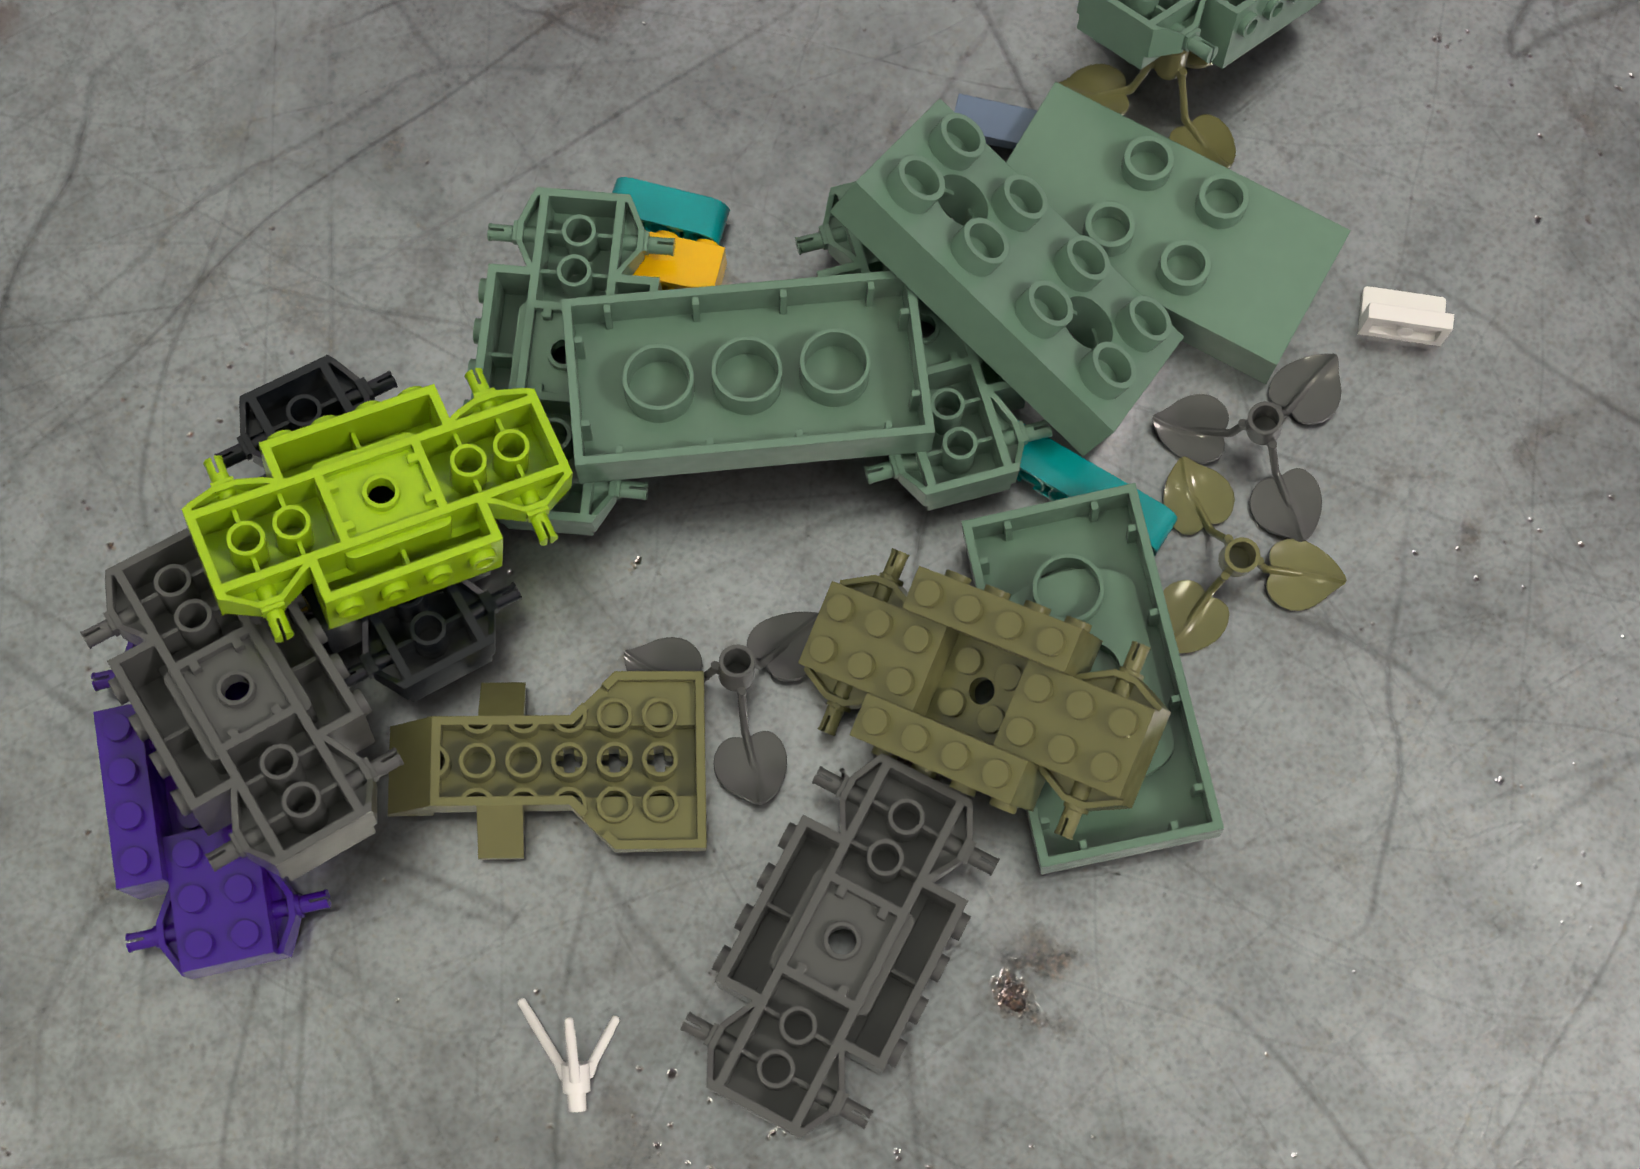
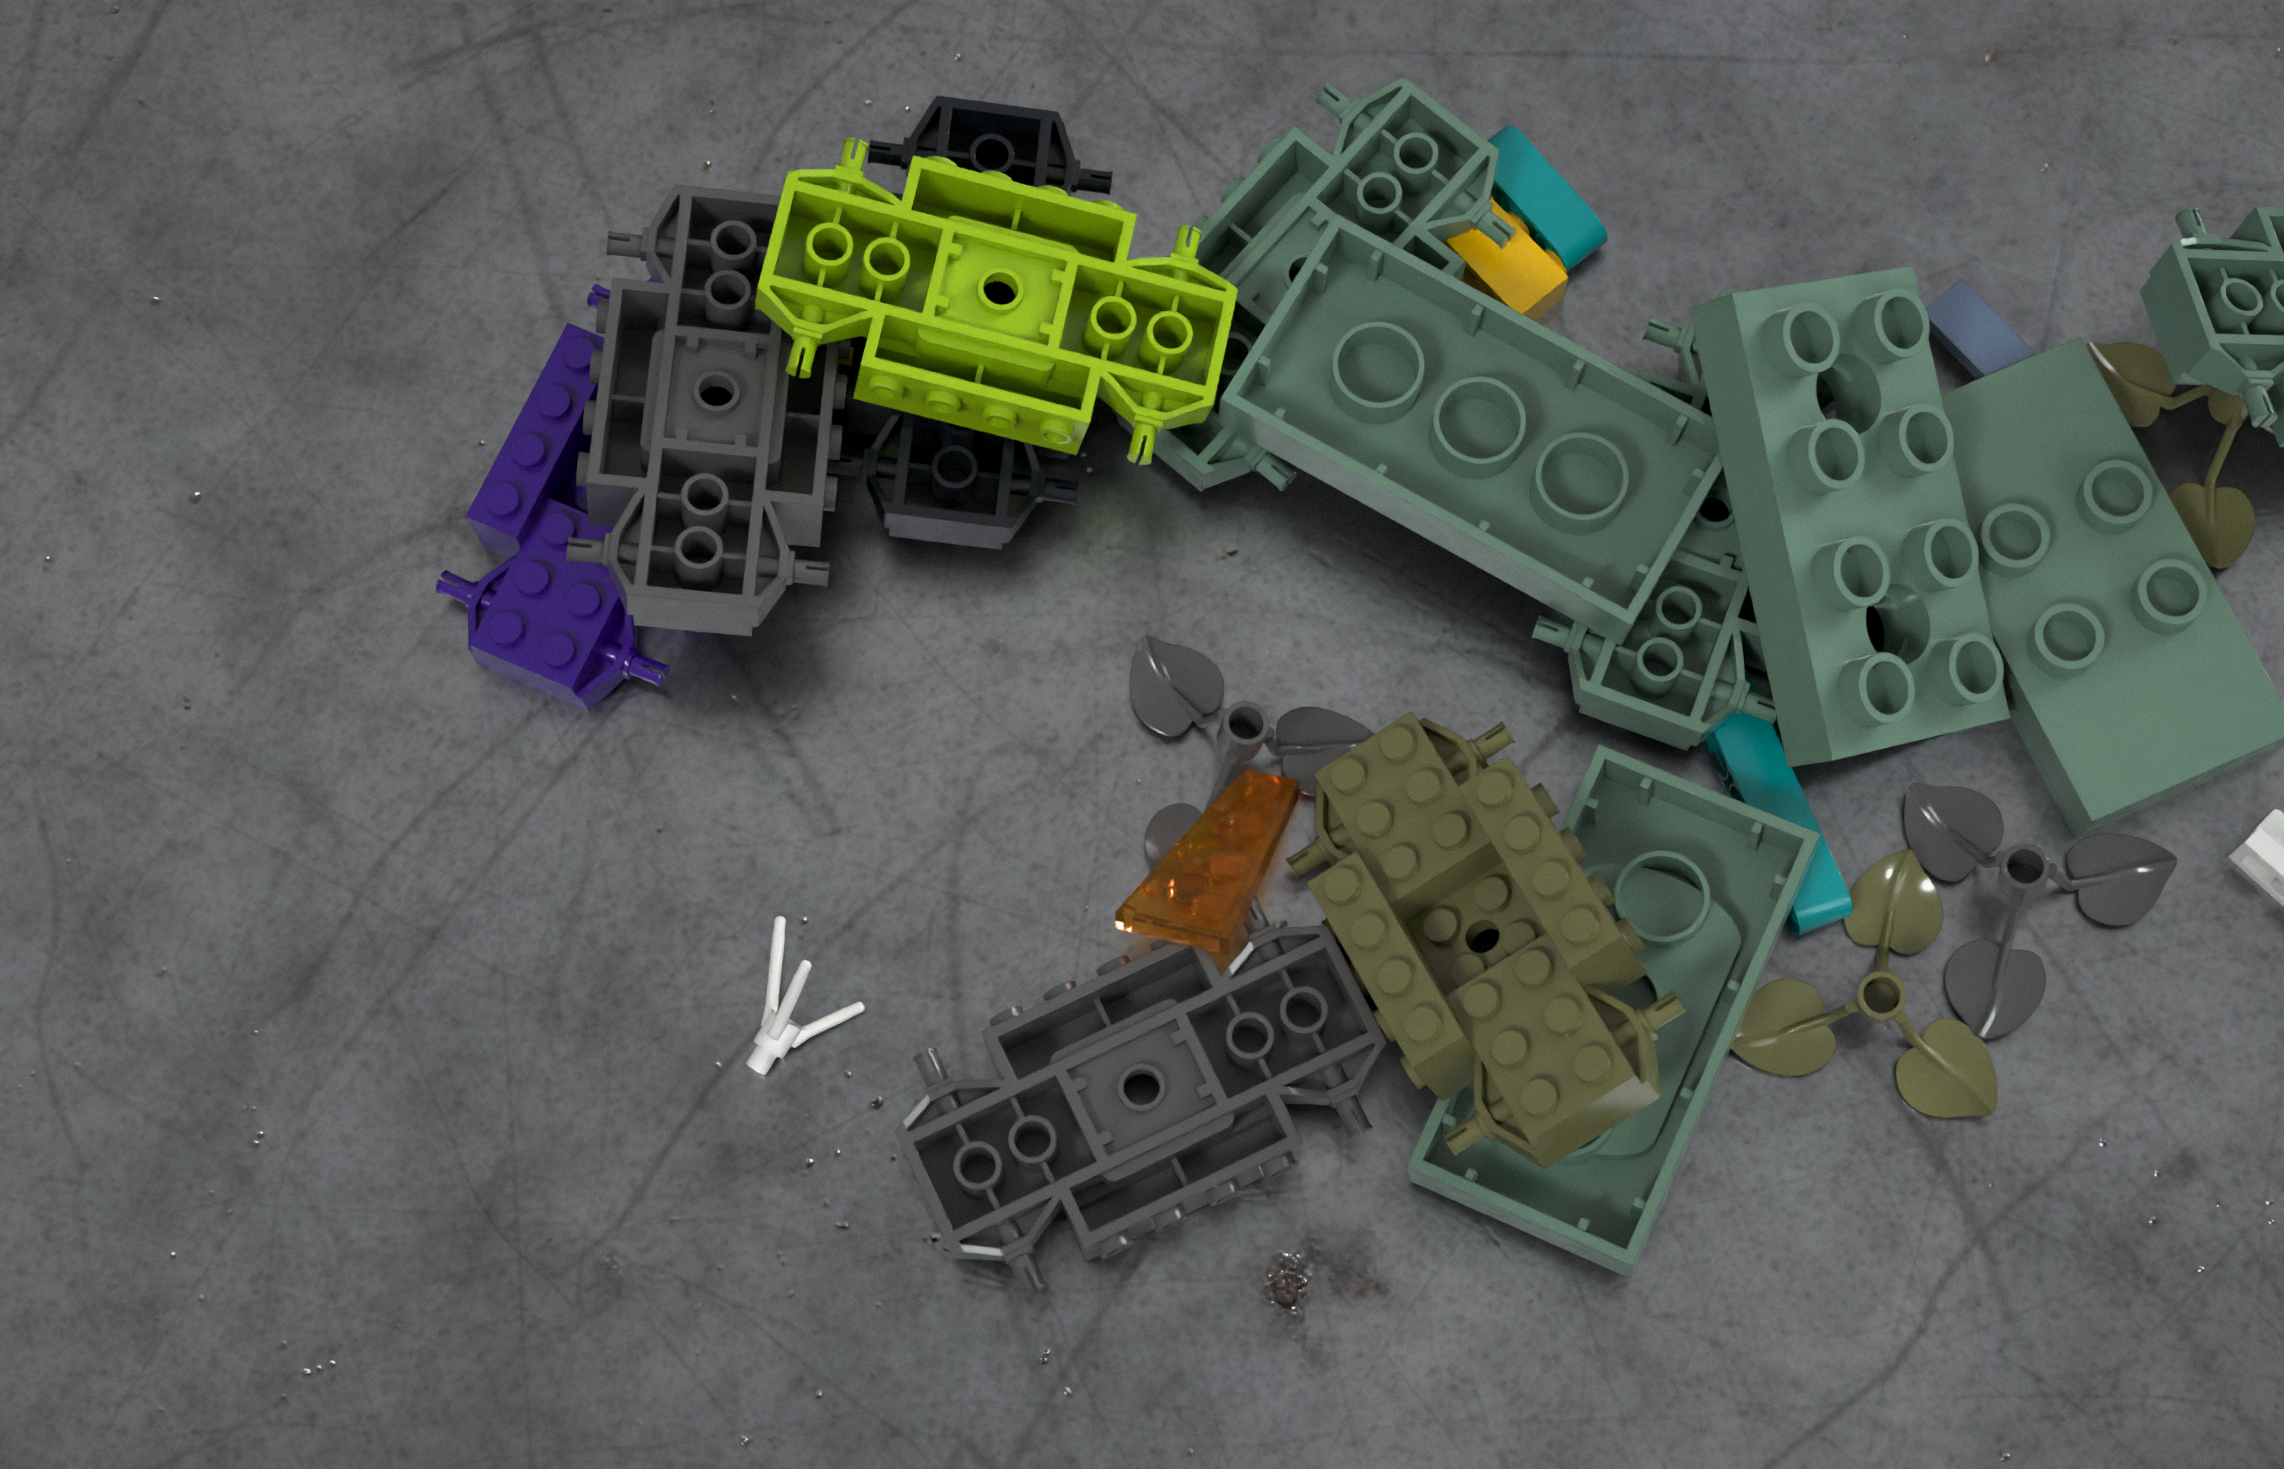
camera: 40 degrees right, 0 degrees up
(509, 764) = (938, 666): olive piece -> none
(782, 767) = (1216, 868): none -> clear orange wing

